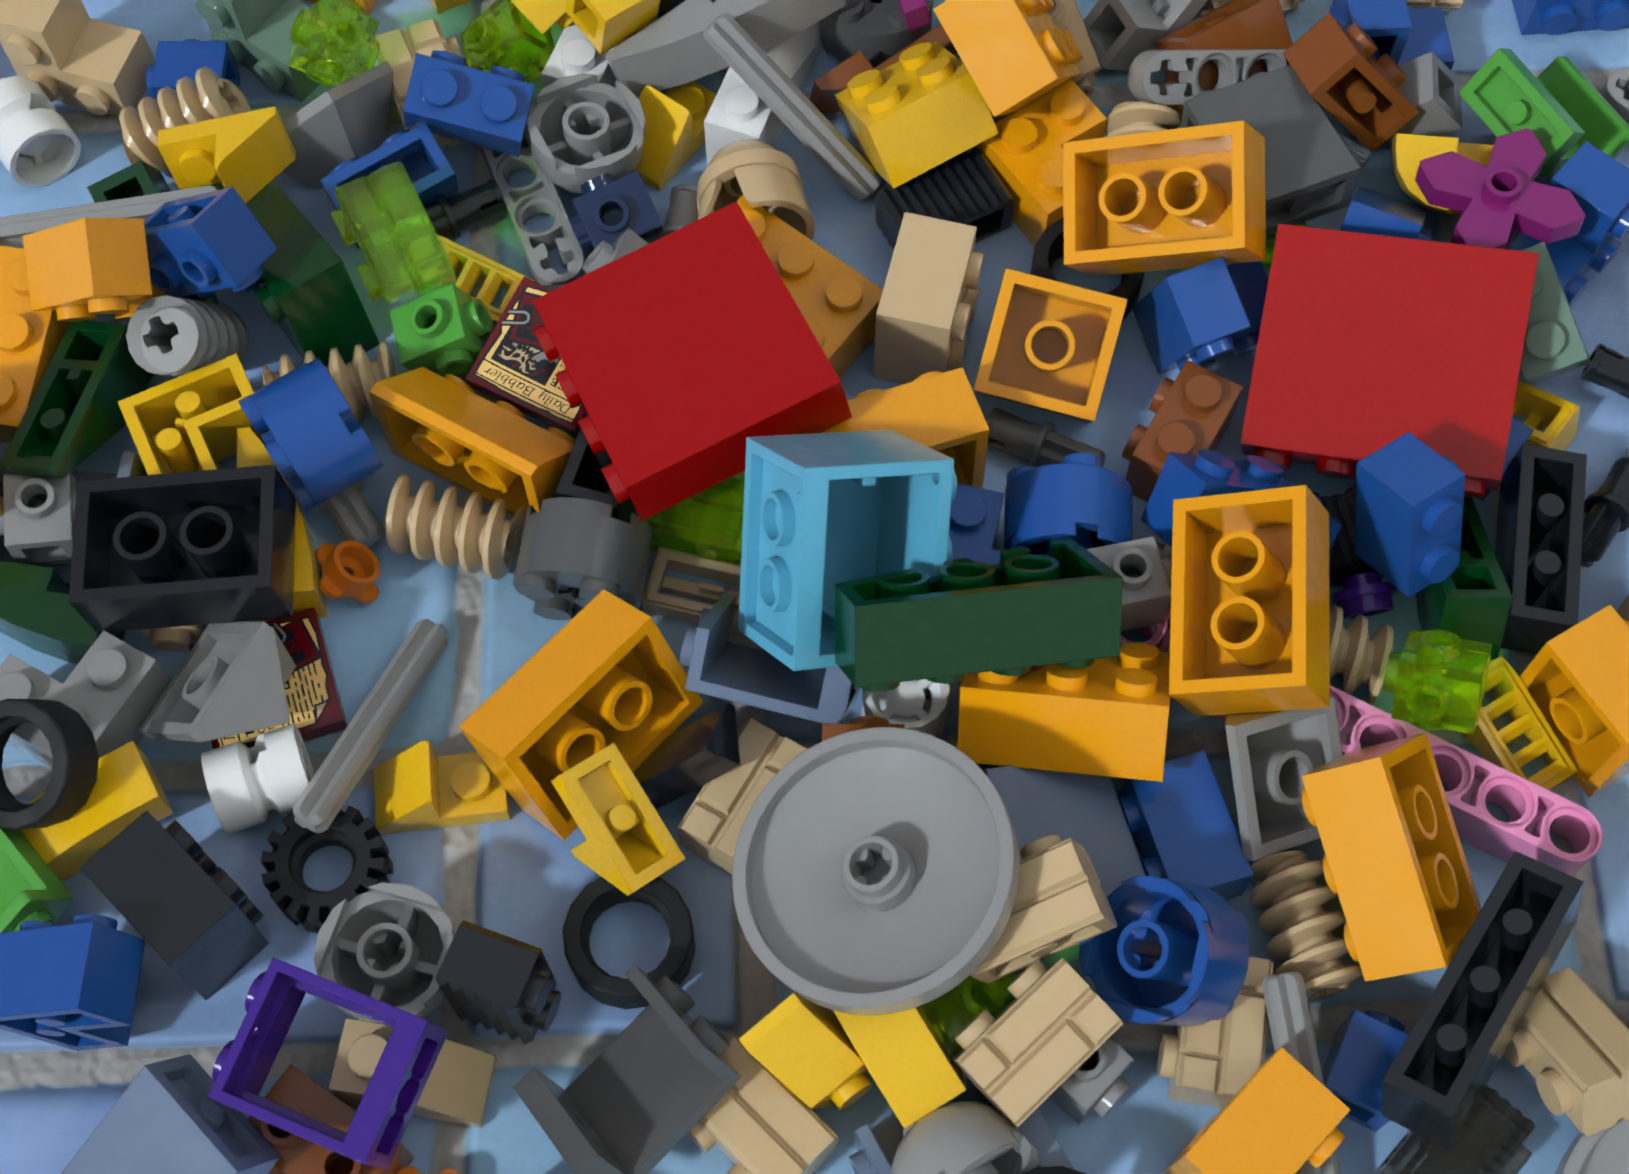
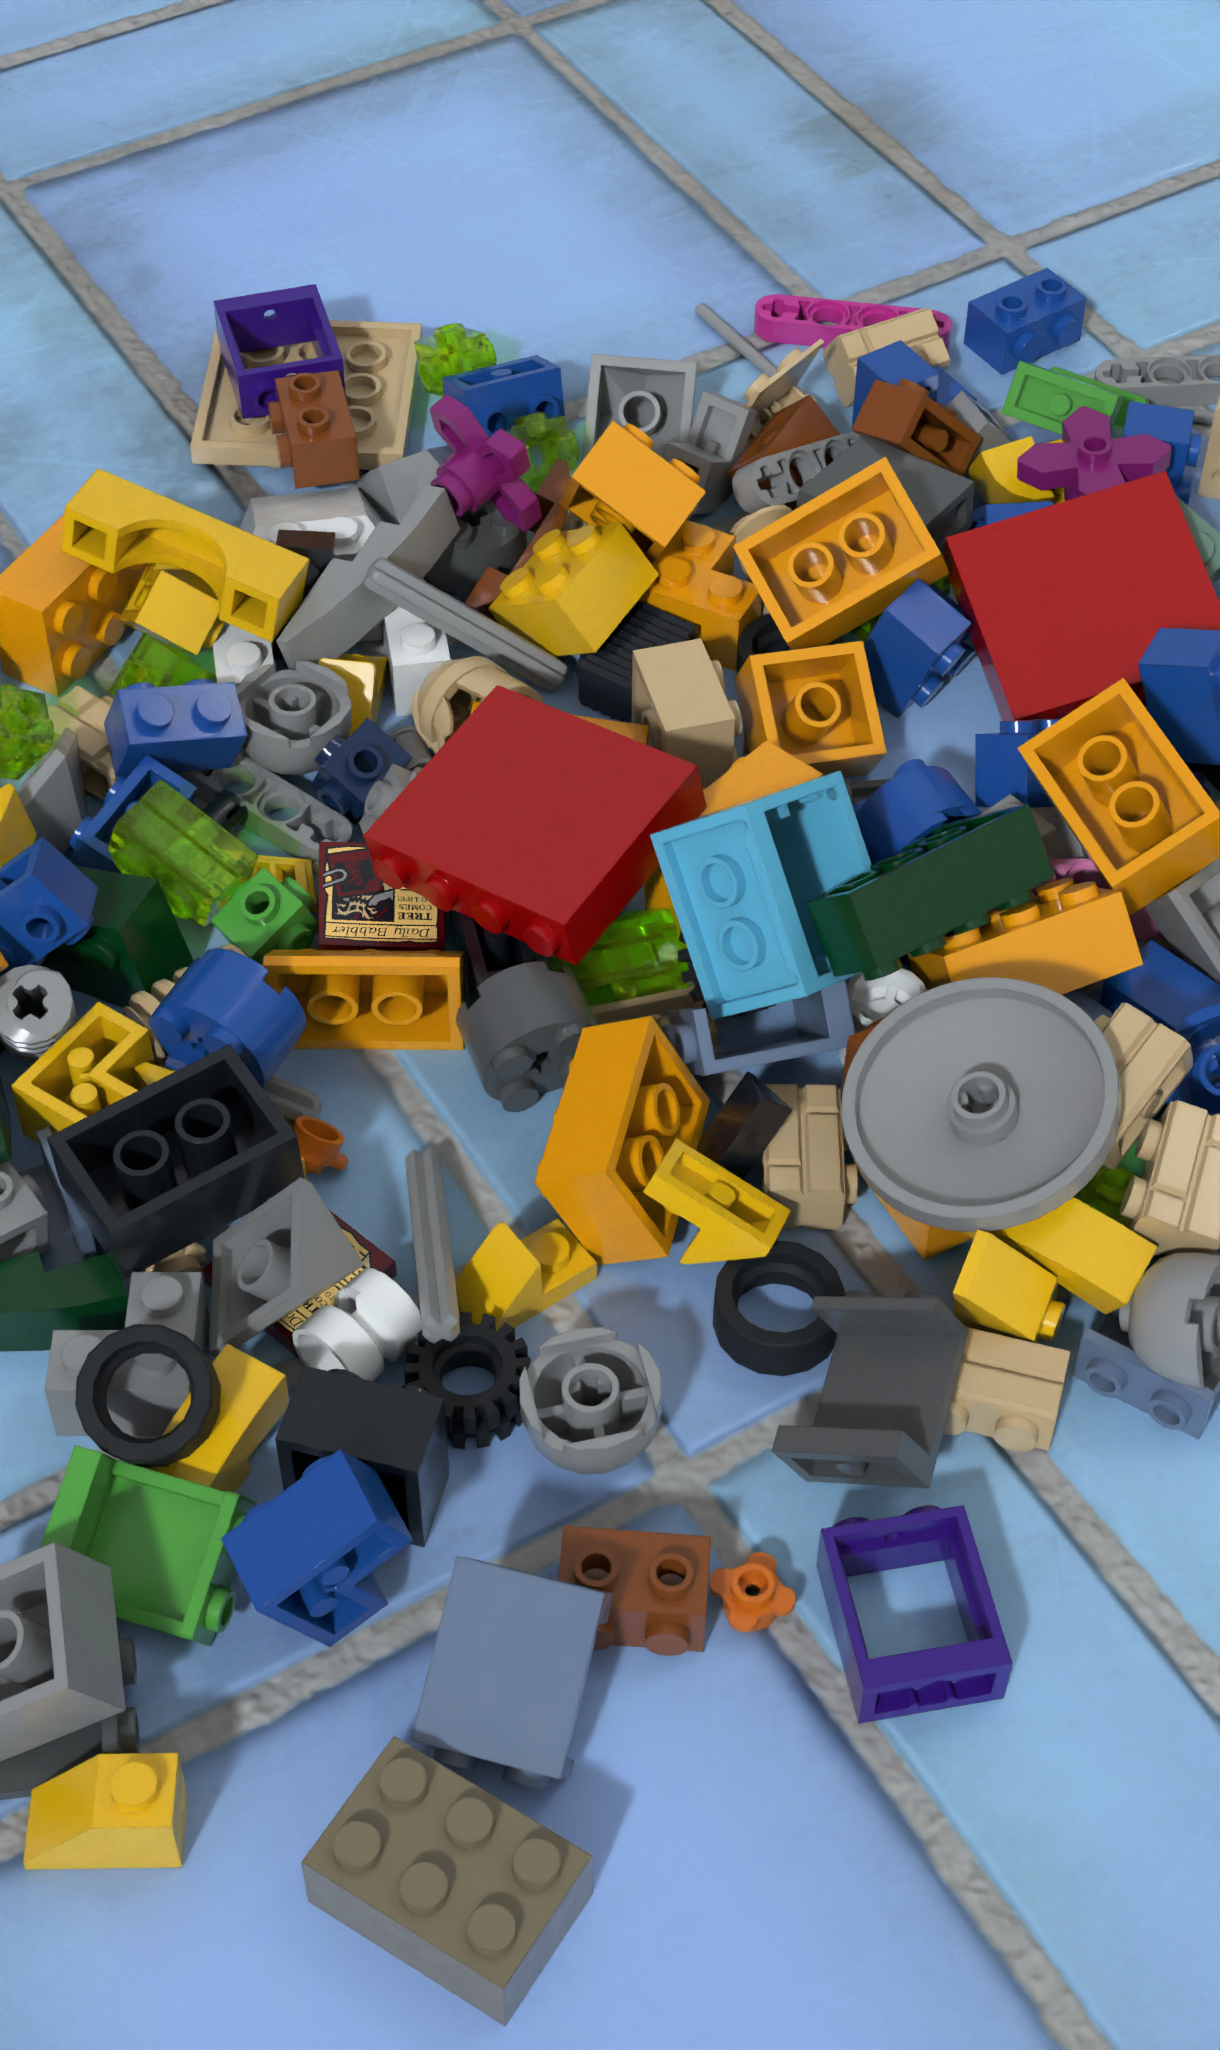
camera: 30 degrees left, 15 degrees down
(392, 1088) = (612, 1419): dark purple window -> none
(451, 531) = (386, 1066): tan piece -> none
(453, 1093) = (666, 1490): tan slope -> none
(499, 982) = (706, 1375): black brick -> none
(1188, 418) = (949, 722): dark orange brick -> none

